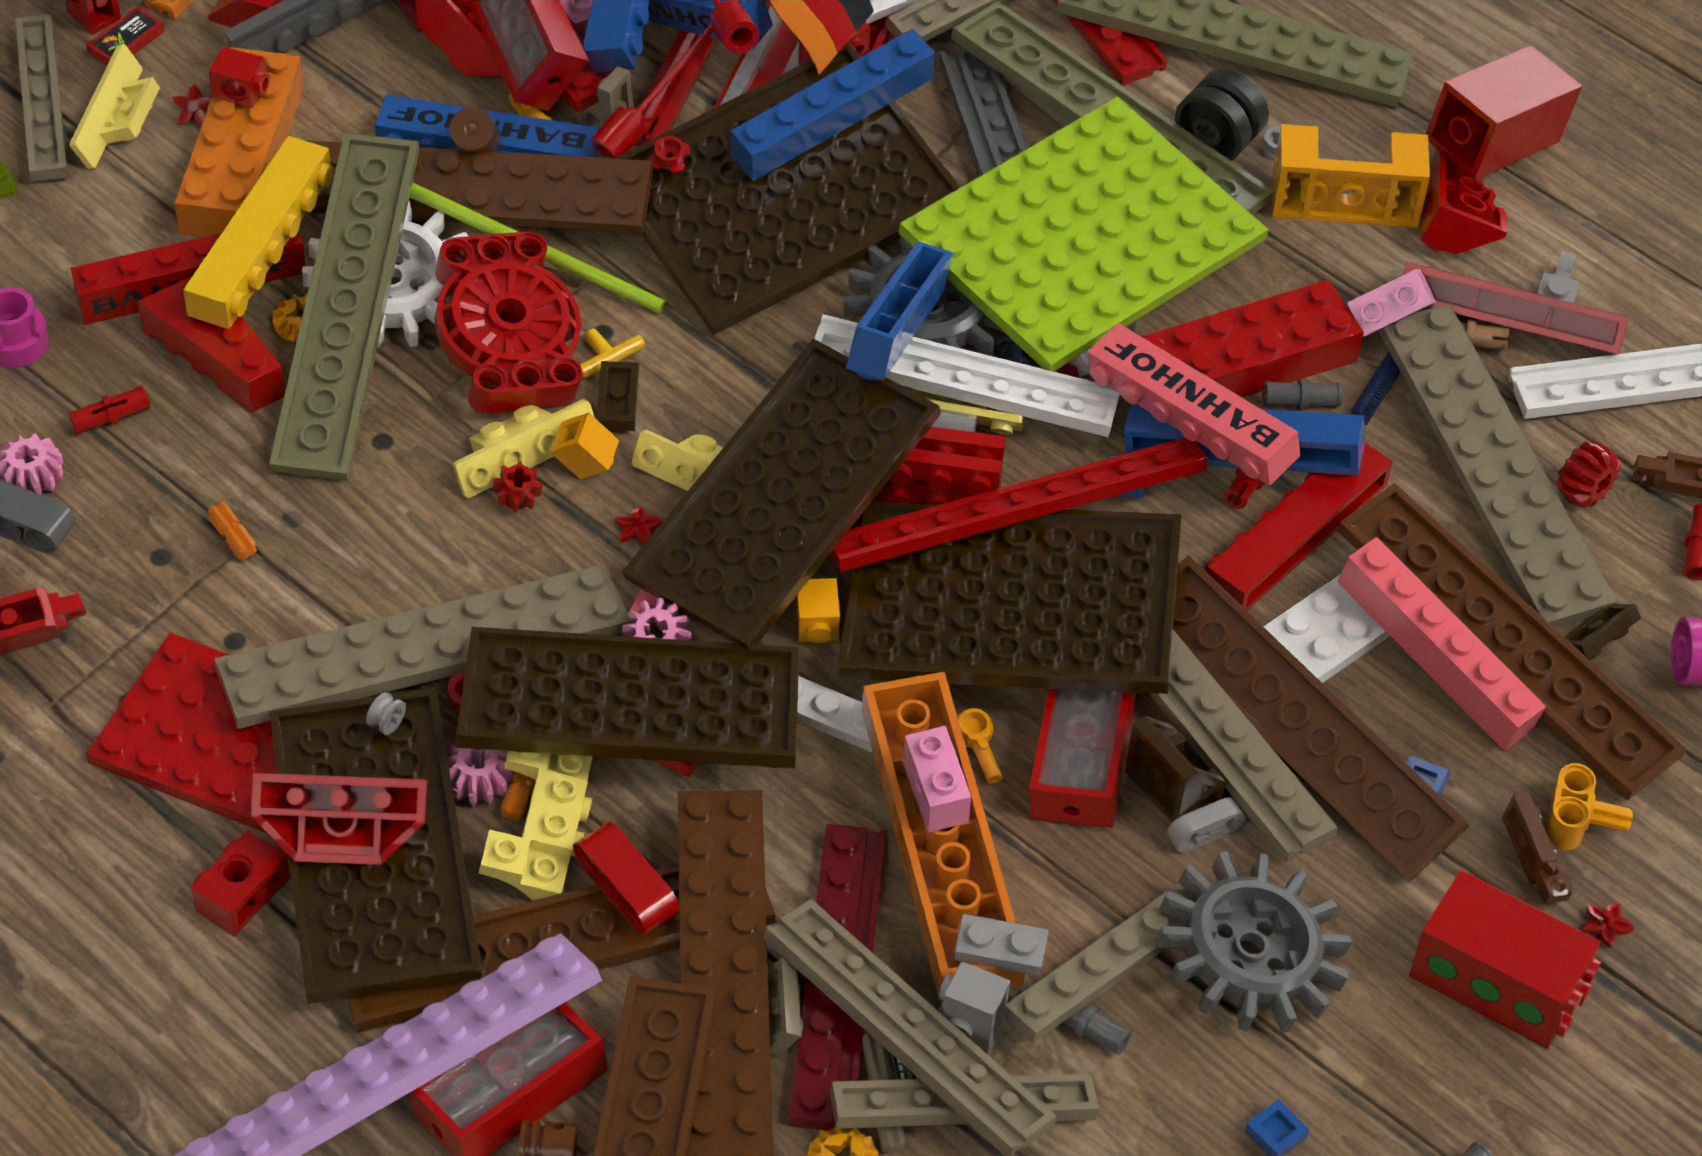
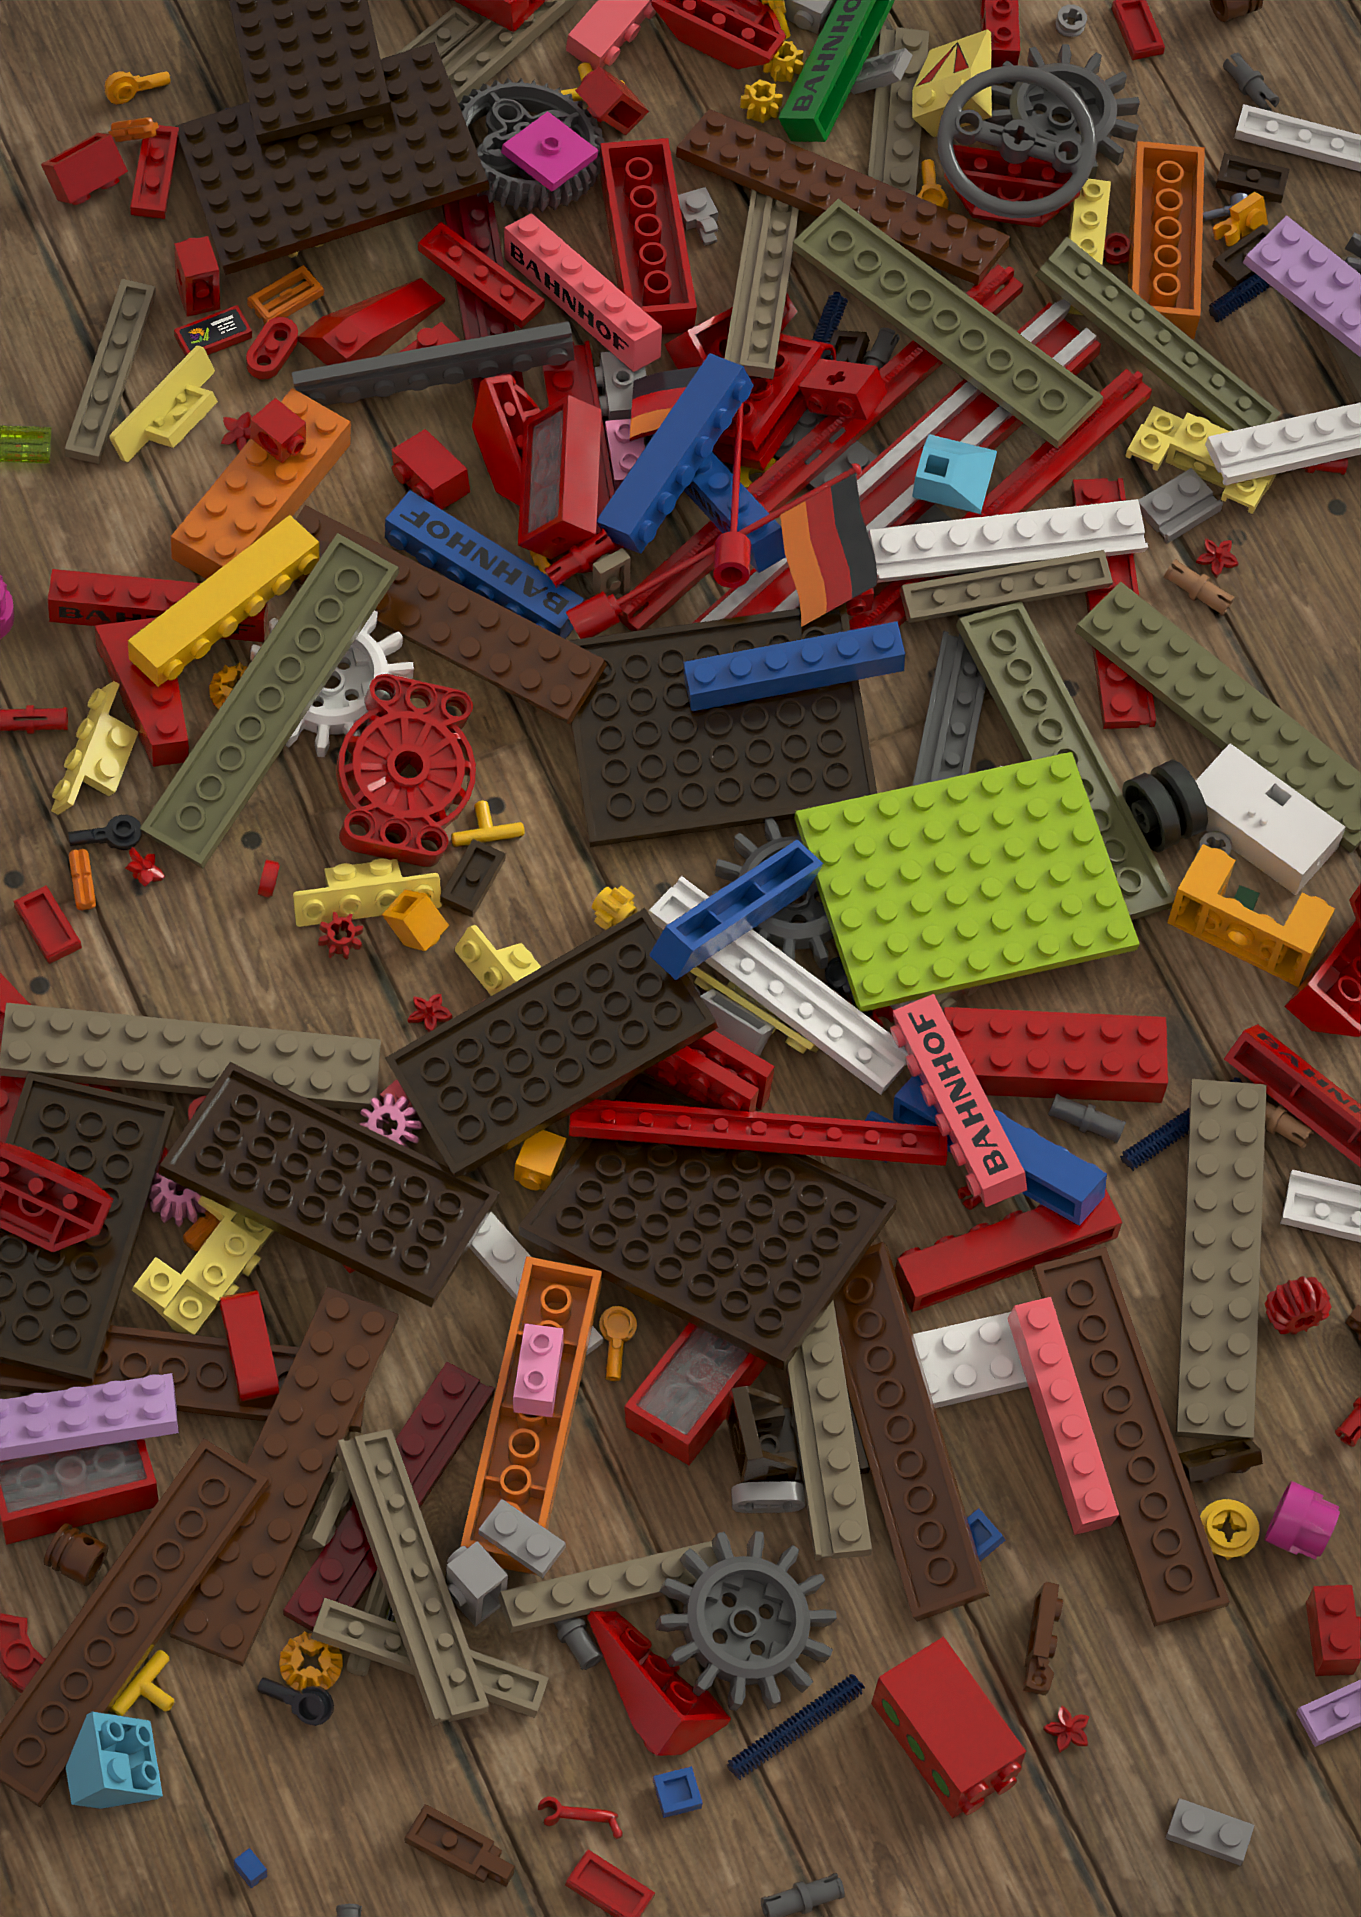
camera: 20 degrees right, 10 degrees up
(189, 30) = (271, 351): none -> red plate
(192, 414) = (99, 753): none -> light yellow bracket
(216, 583) = (47, 924): none -> red tile
(249, 478) = (120, 833): none -> black plate
(290, 498) = (144, 868): none -> red plant
(386, 713) = (118, 1117): light grey bush -> none
(394, 72) = (430, 470): none -> red brick
(419, 463) = (268, 878): none -> red tile
(474, 131) = (464, 567): reddish brown piece -> none
(552, 256) = (483, 717): lime piece -> none
(580, 90) = (579, 558): none -> red pin
(670, 146) = (623, 648): red plate -> none
(765, 370) = (613, 906): none -> yellow gear
(1215, 1056) = (653, 1694): none -> red wedge
(1310, 93) = (1267, 819): none -> white brick
(1352, 1024) = (795, 1725): none -> dark blue axle
(1392, 302) = (1211, 1064): bright pink brick -> none
(1575, 808) = (1103, 1618): light orange beam -> none
(1649, 678) = (1241, 1519): none -> yellow gear

